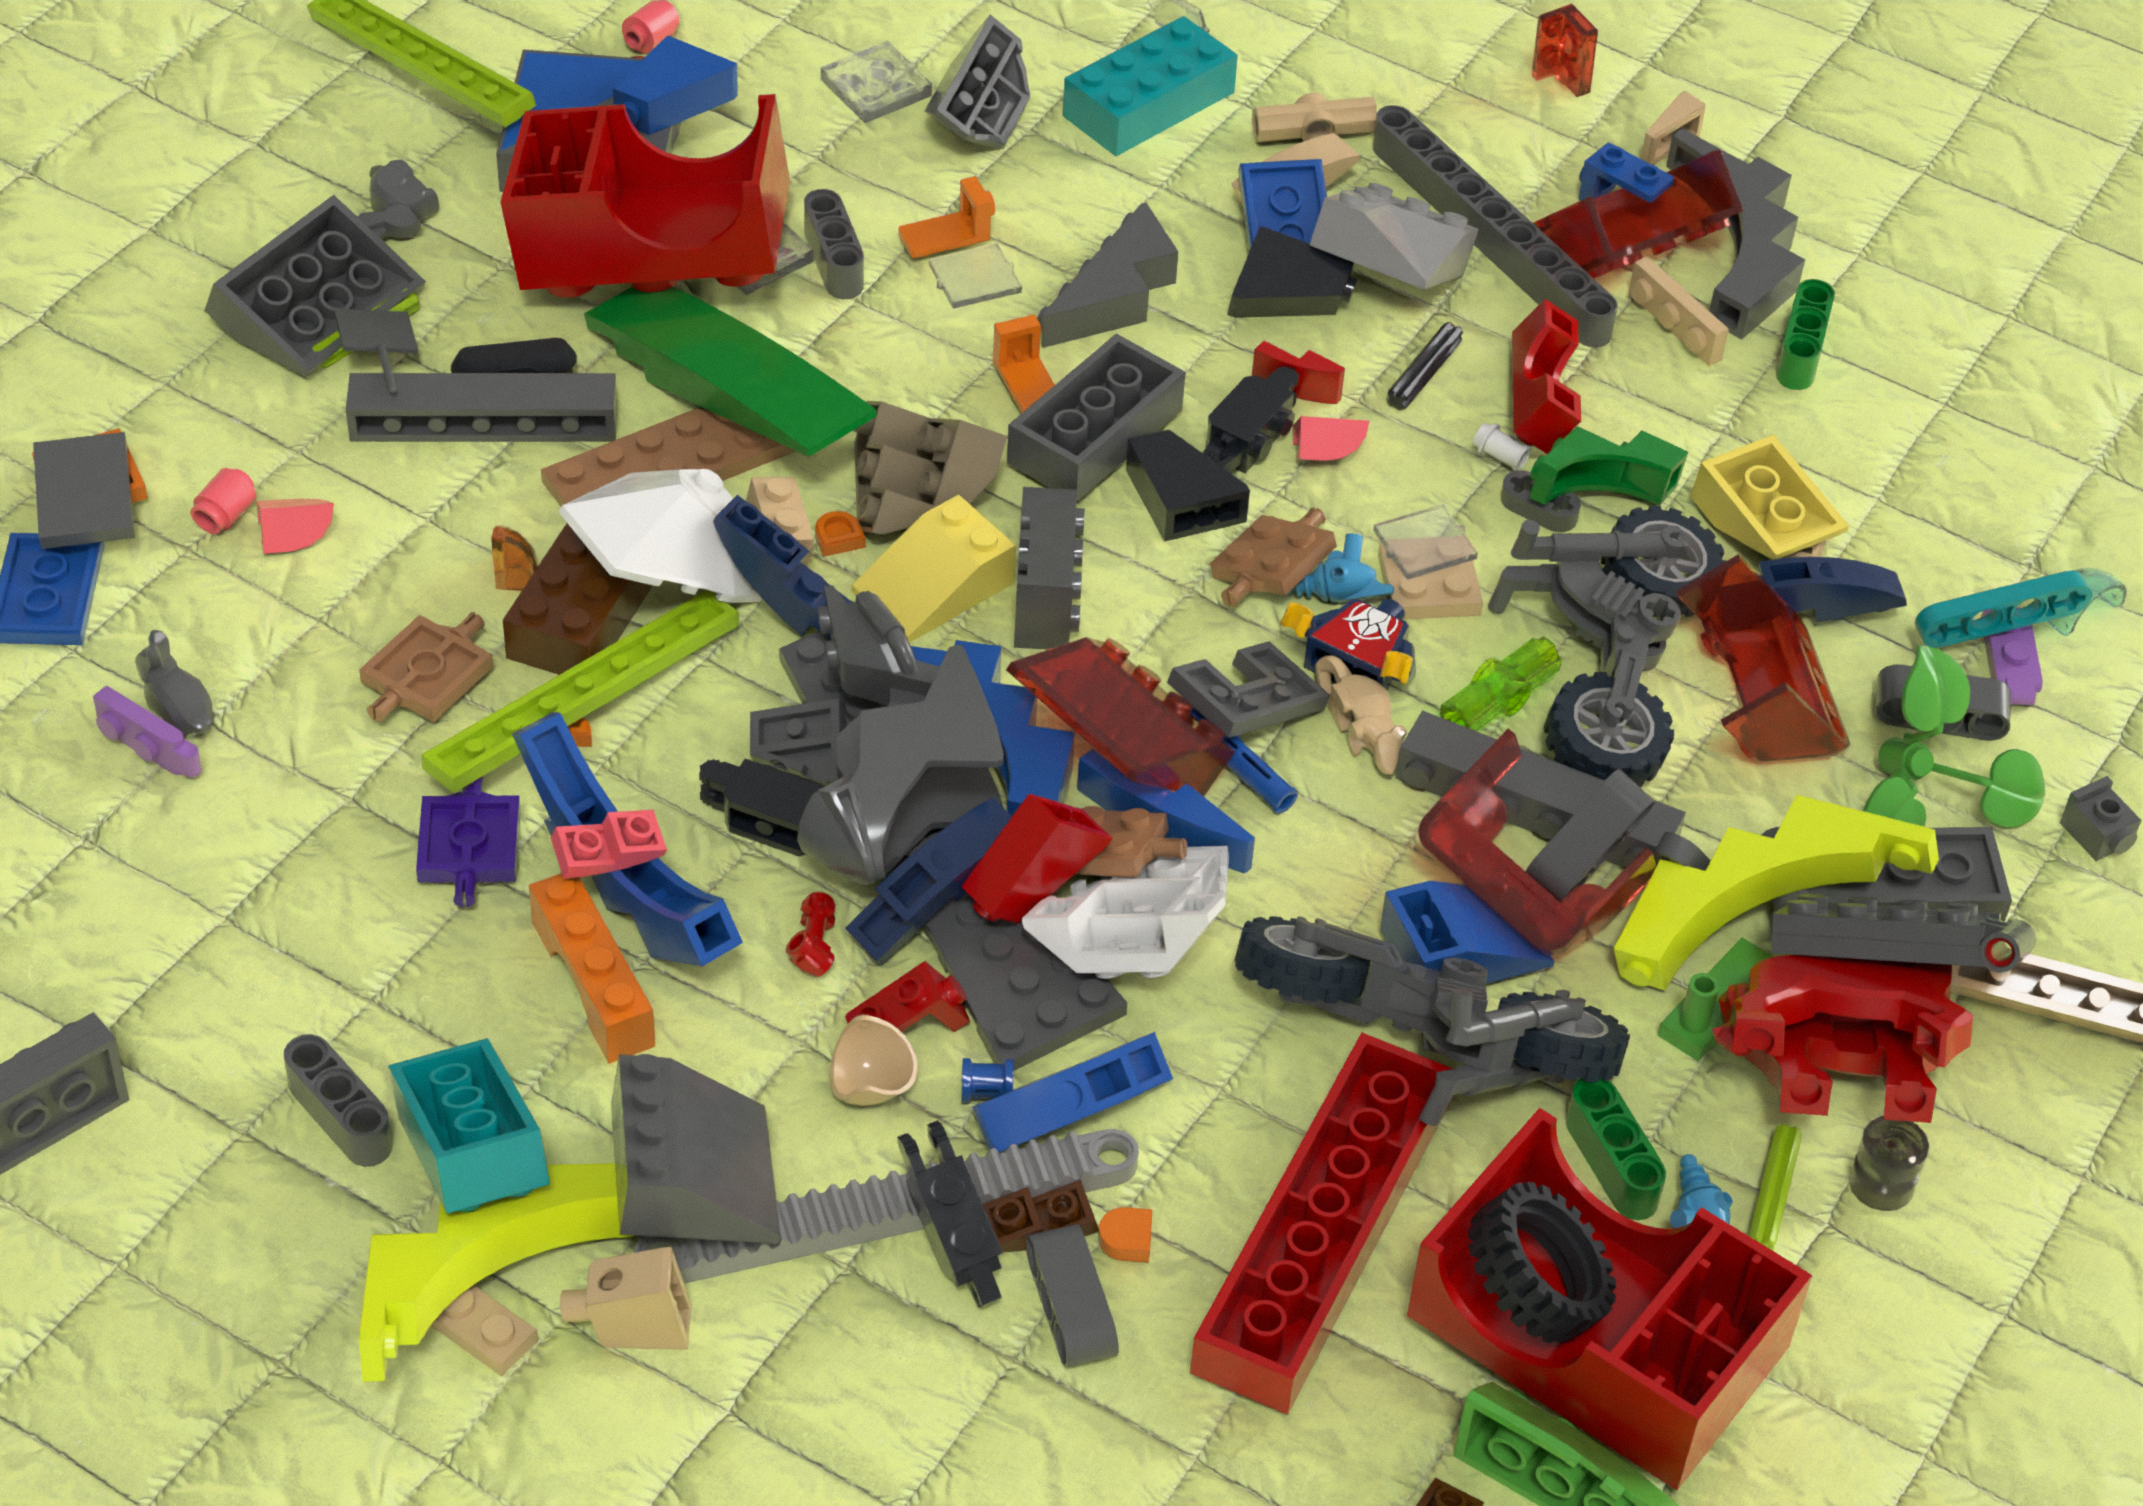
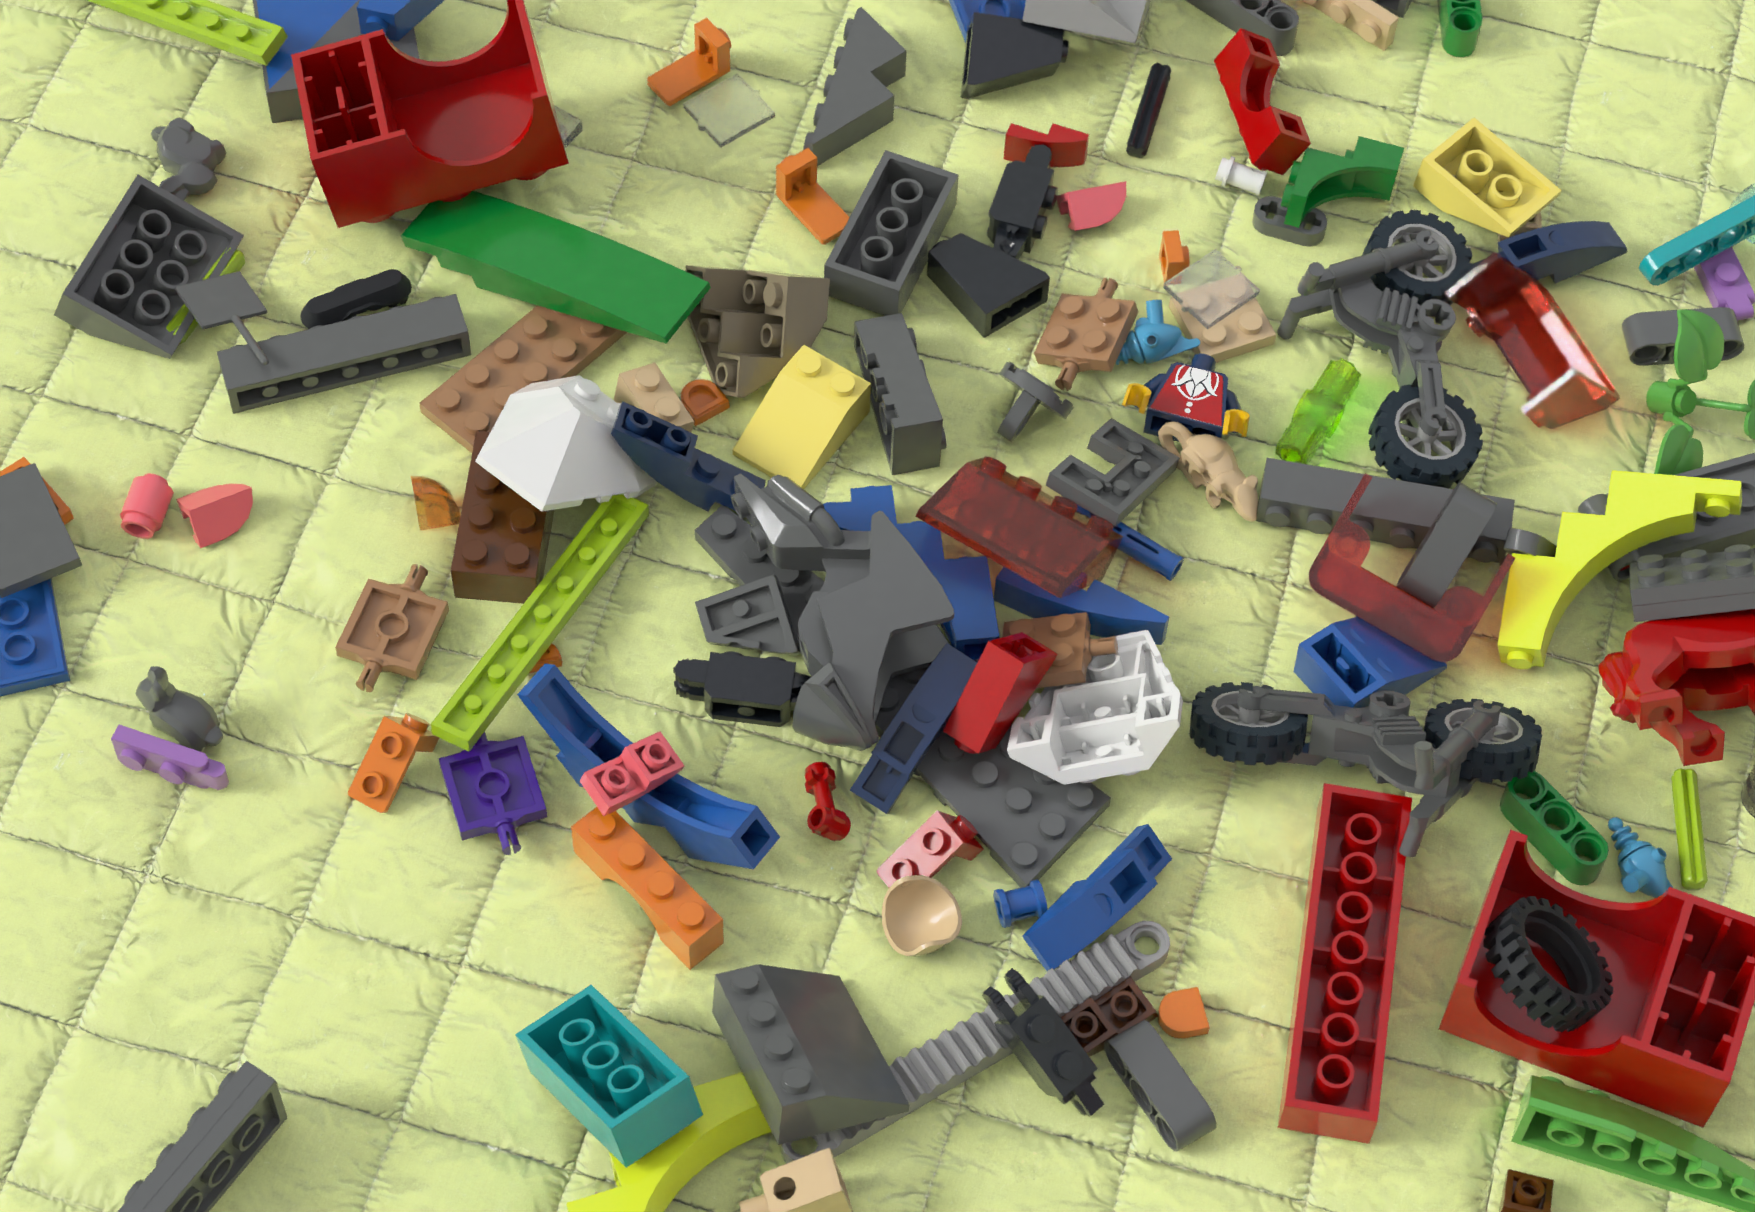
camera: 15 degrees left, 10 degrees up
(338, 1100) = (466, 1054): dark grey beam -> none
(370, 784) = (389, 759): none -> orange bracket
(834, 244) = (601, 113): dark grey beam -> none
(1181, 604) = (1033, 393): none -> dark grey tile
(1397, 502) = (1172, 255): none -> orange plate
(1693, 1019) = (1581, 679): bright green piece -> none

